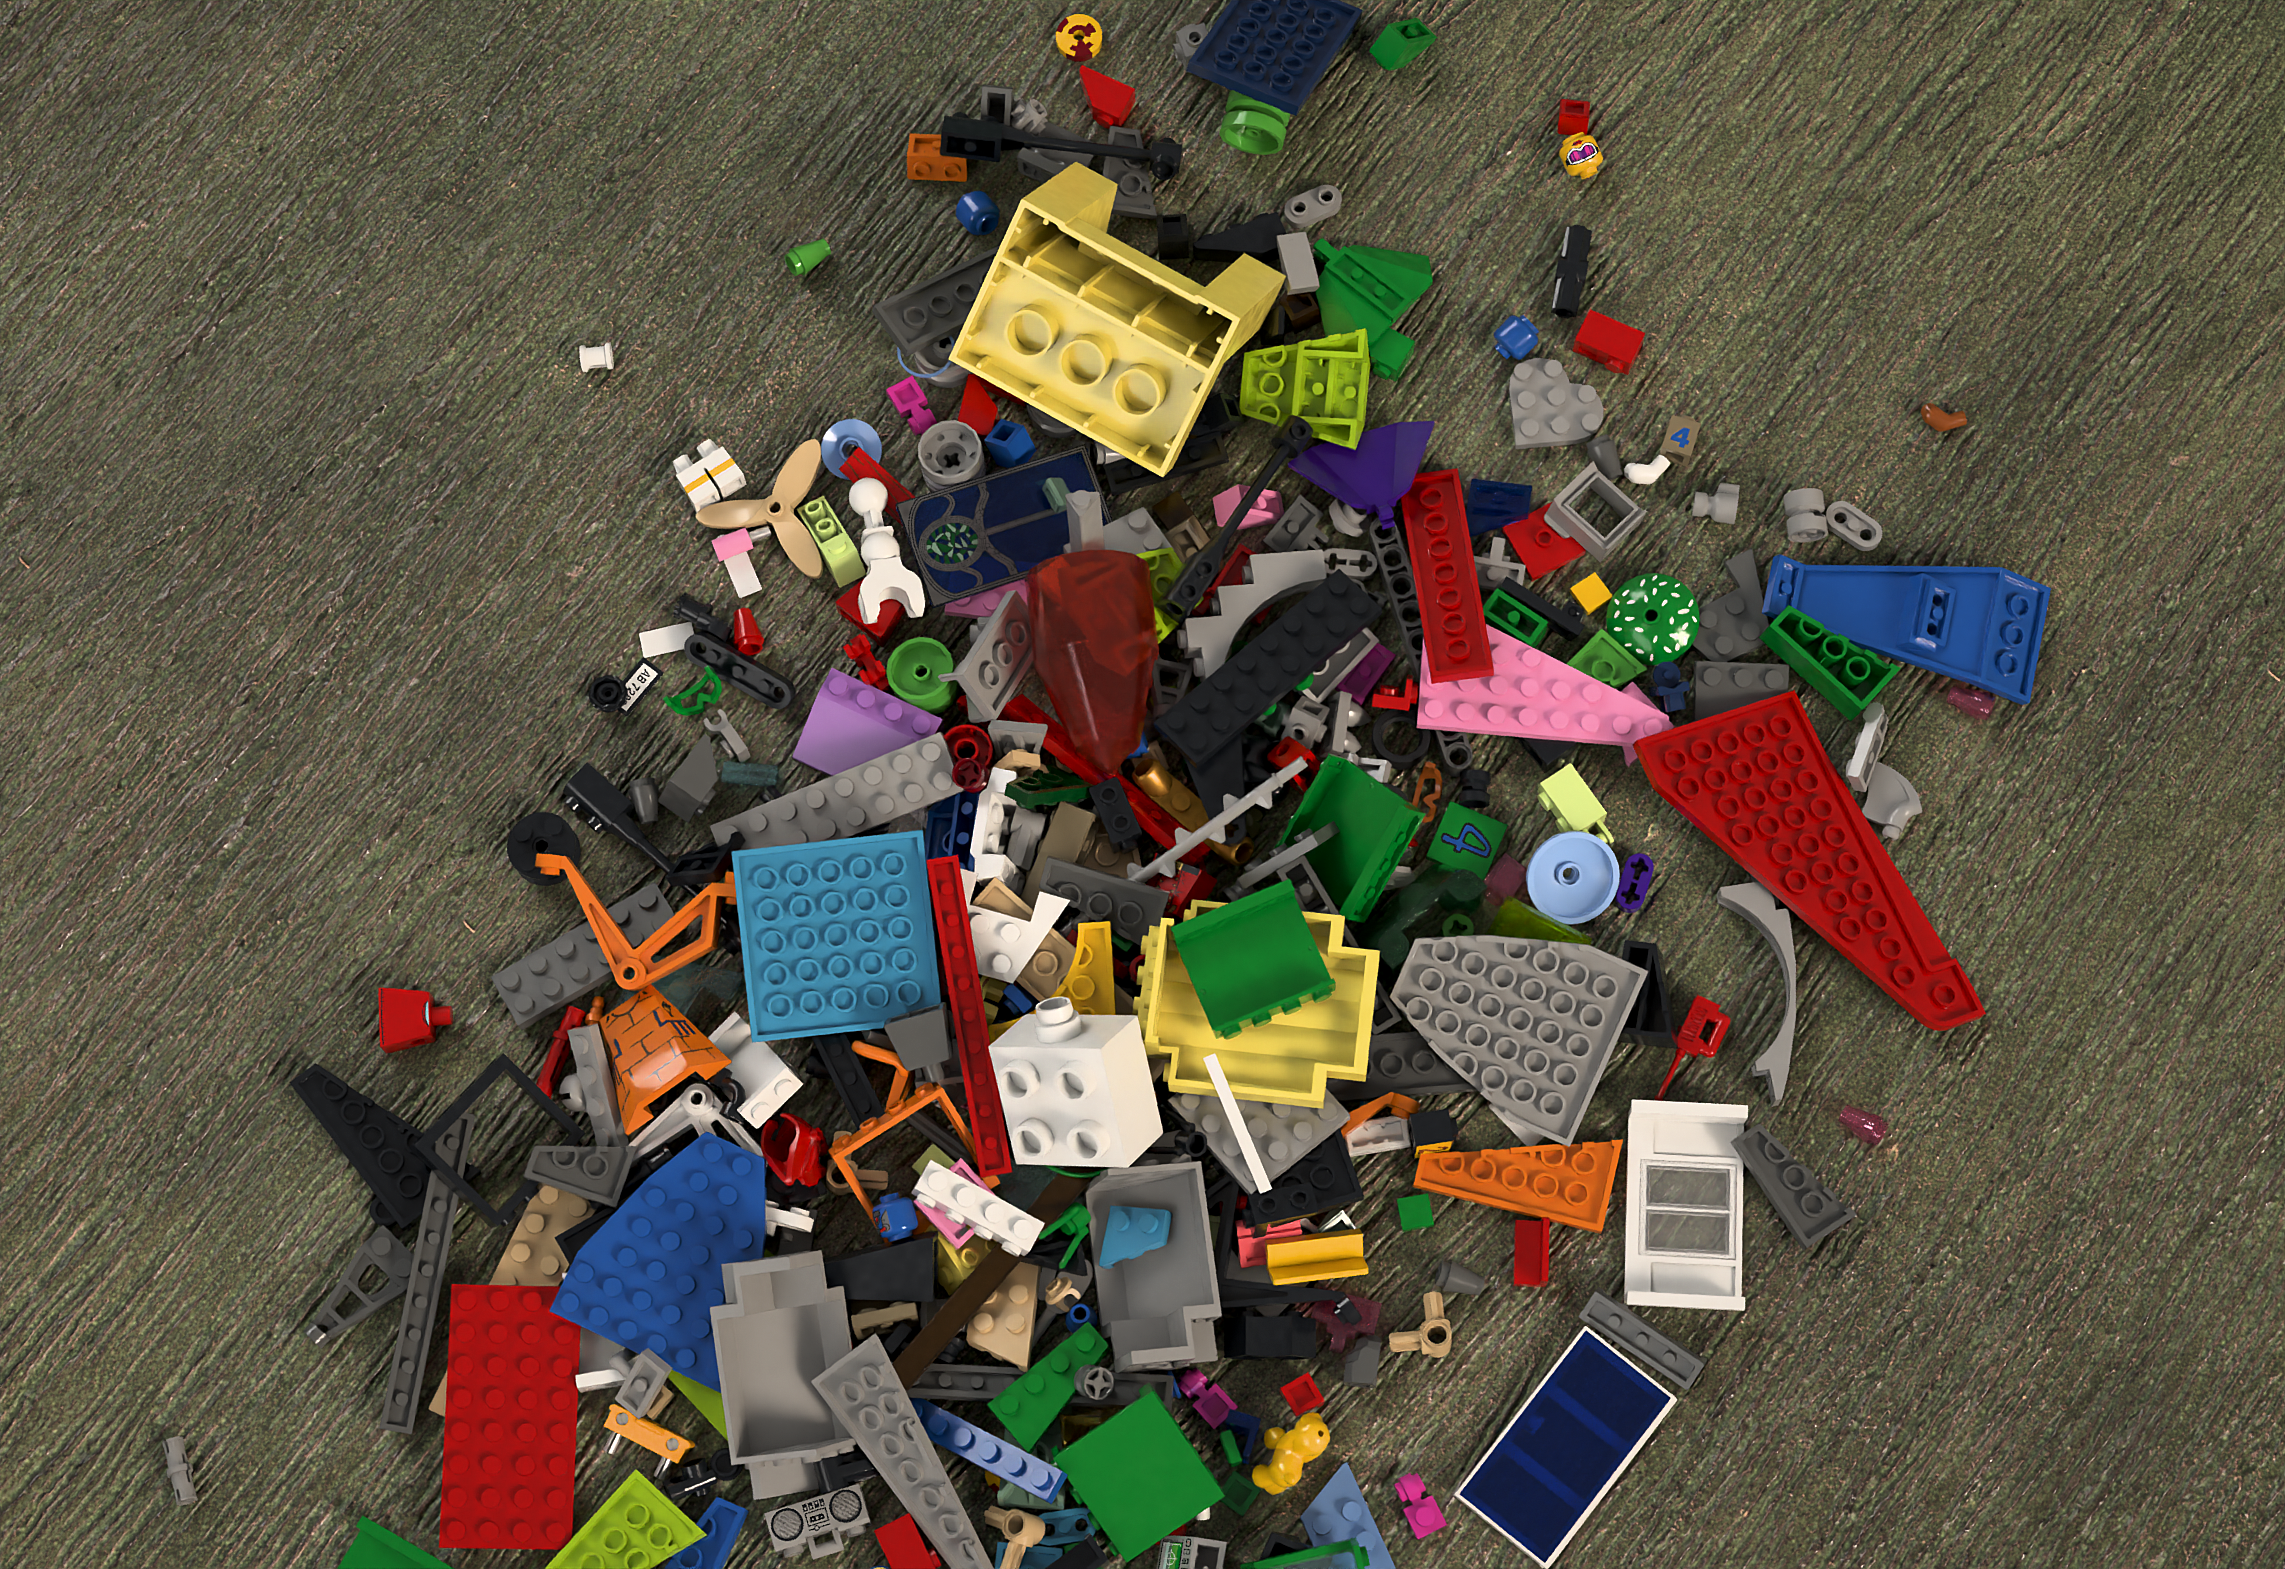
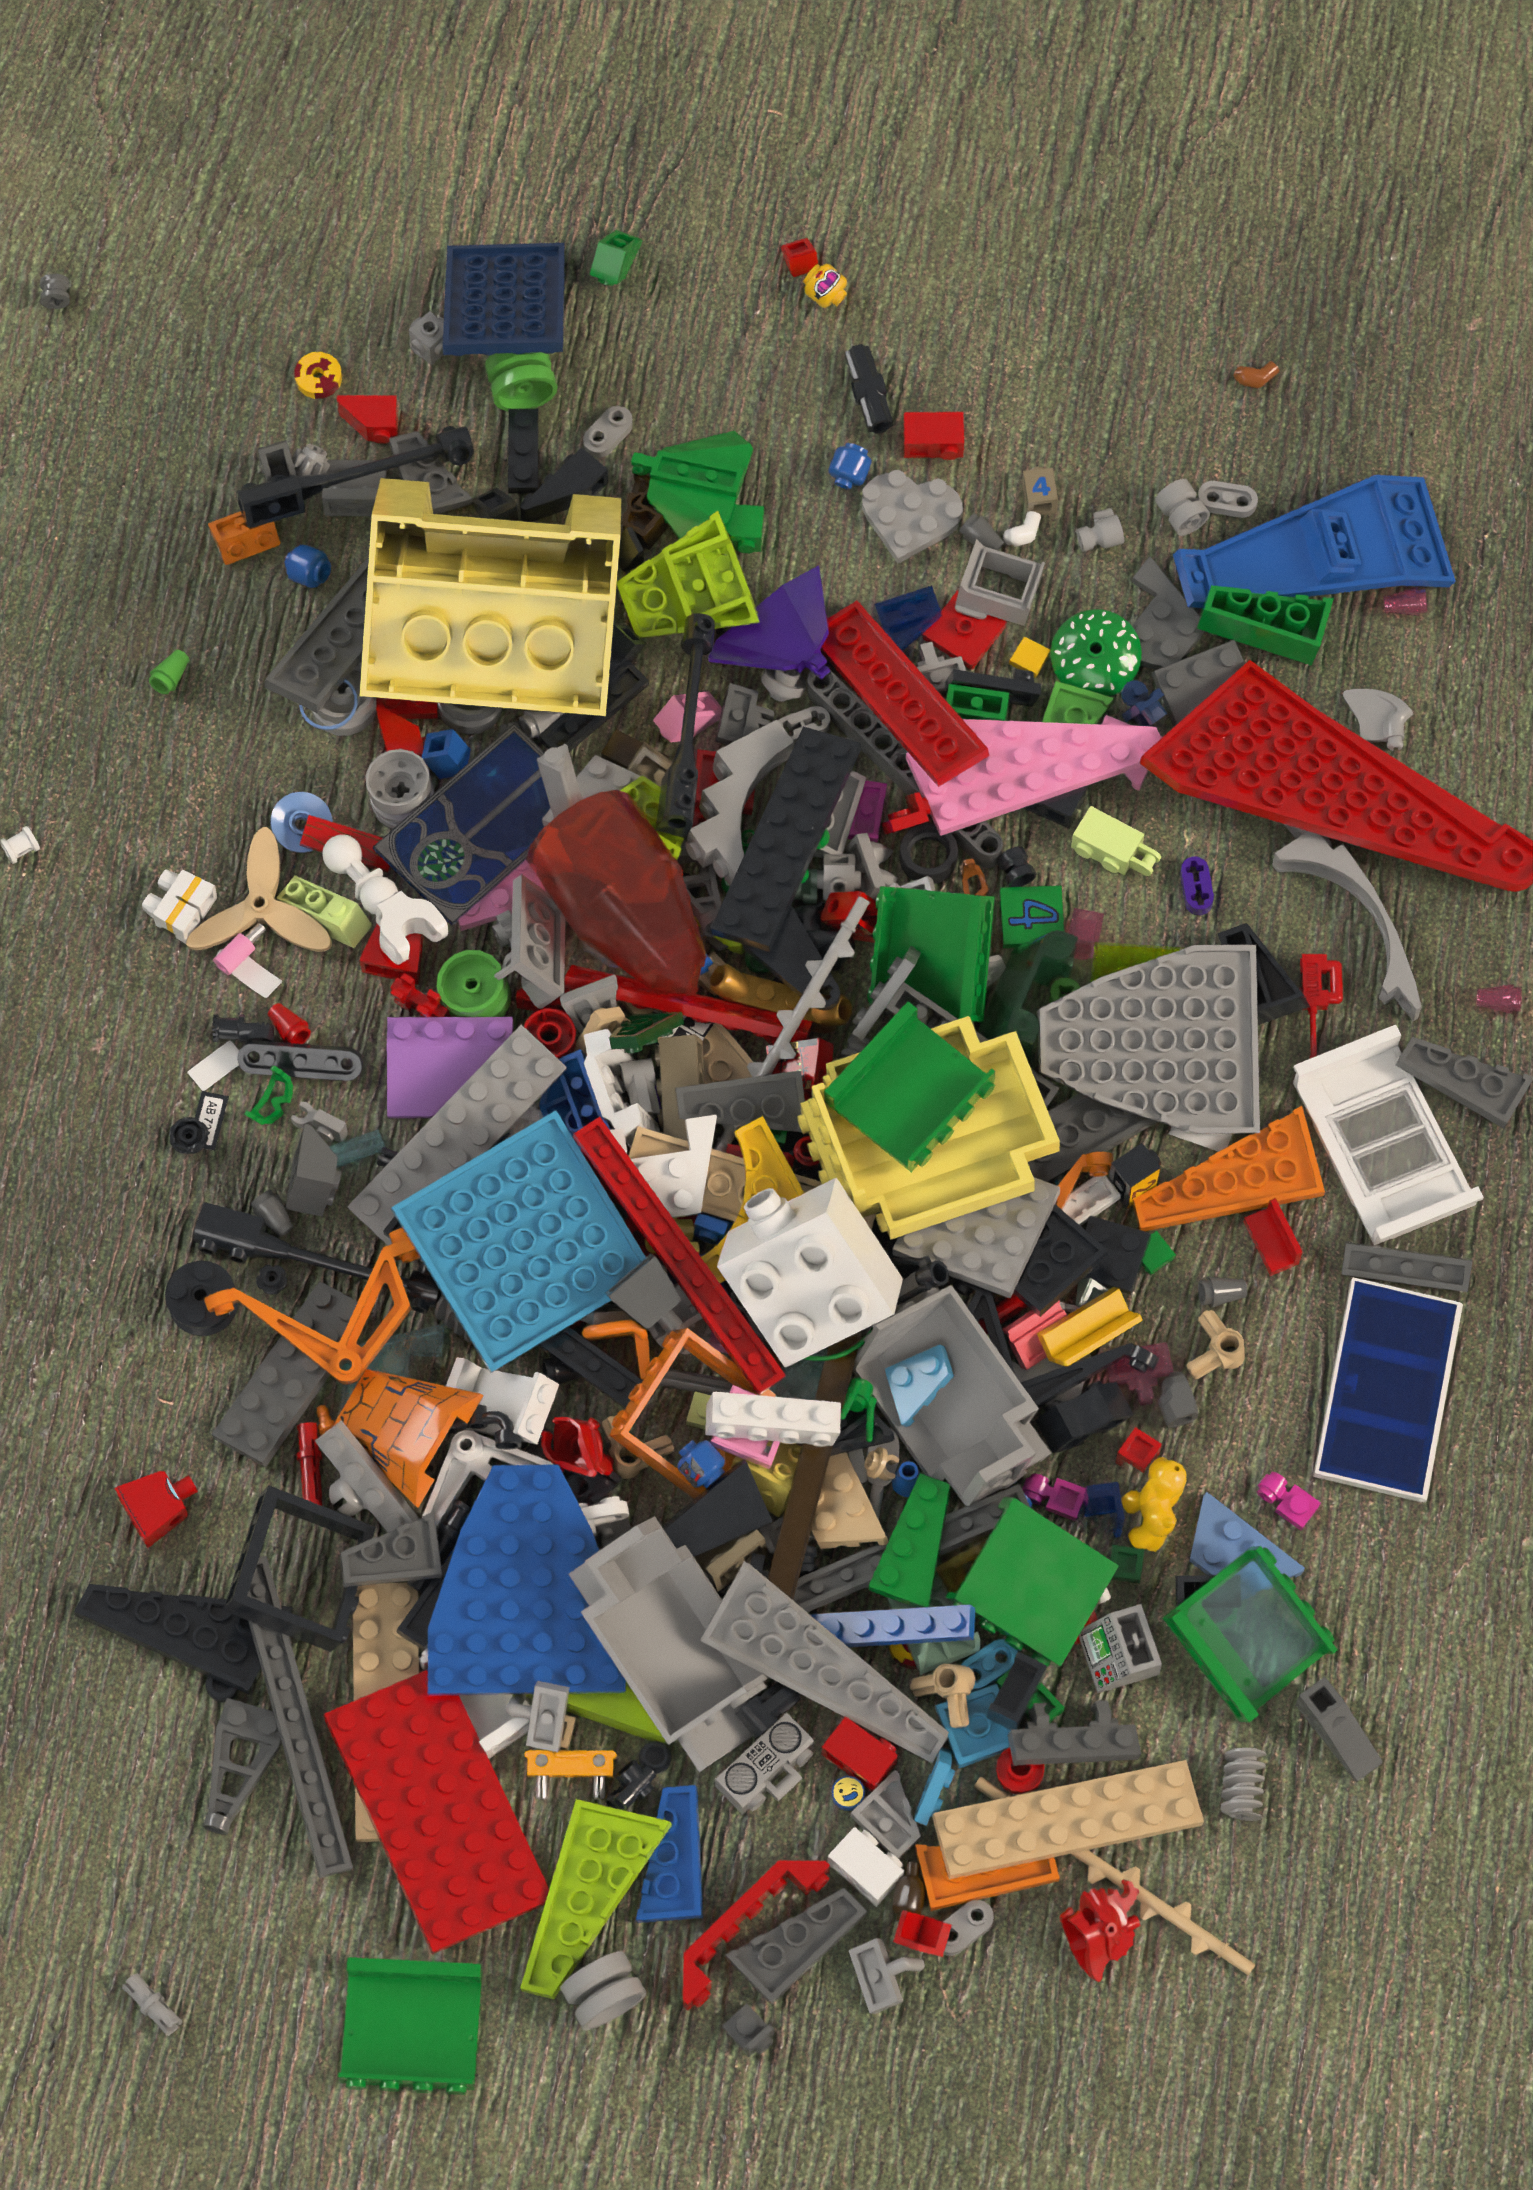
camera: 30 degrees left, 5 degrees down
(618, 867) = (275, 1286): none -> black plate
(704, 864) = (362, 1239): black wing -> none
(908, 399) = (330, 755): dark pink plate -> none
(965, 772) = (564, 1046): dark red wheel -> none
(1055, 492) = (513, 777): sand green slope -> none
(1101, 1384) = (958, 1512): dark grey wheel -> none
(1116, 815) = (716, 1028): black bracket -> none
(1227, 190) = (523, 450): none -> black plate
(1230, 1448) = (1099, 1528): green tile -> none
(1237, 1123) = (968, 1235): white sticker -> none
(1278, 1206) = (1036, 1294): black bracket -> none
(1297, 263) = (624, 484): light grey slope -> none
(1384, 1197) = (1125, 1253): none -> black plate
(1585, 890) = (1158, 898): light blue dish -> none
(1867, 746) = (1338, 679): light grey hinge -> none

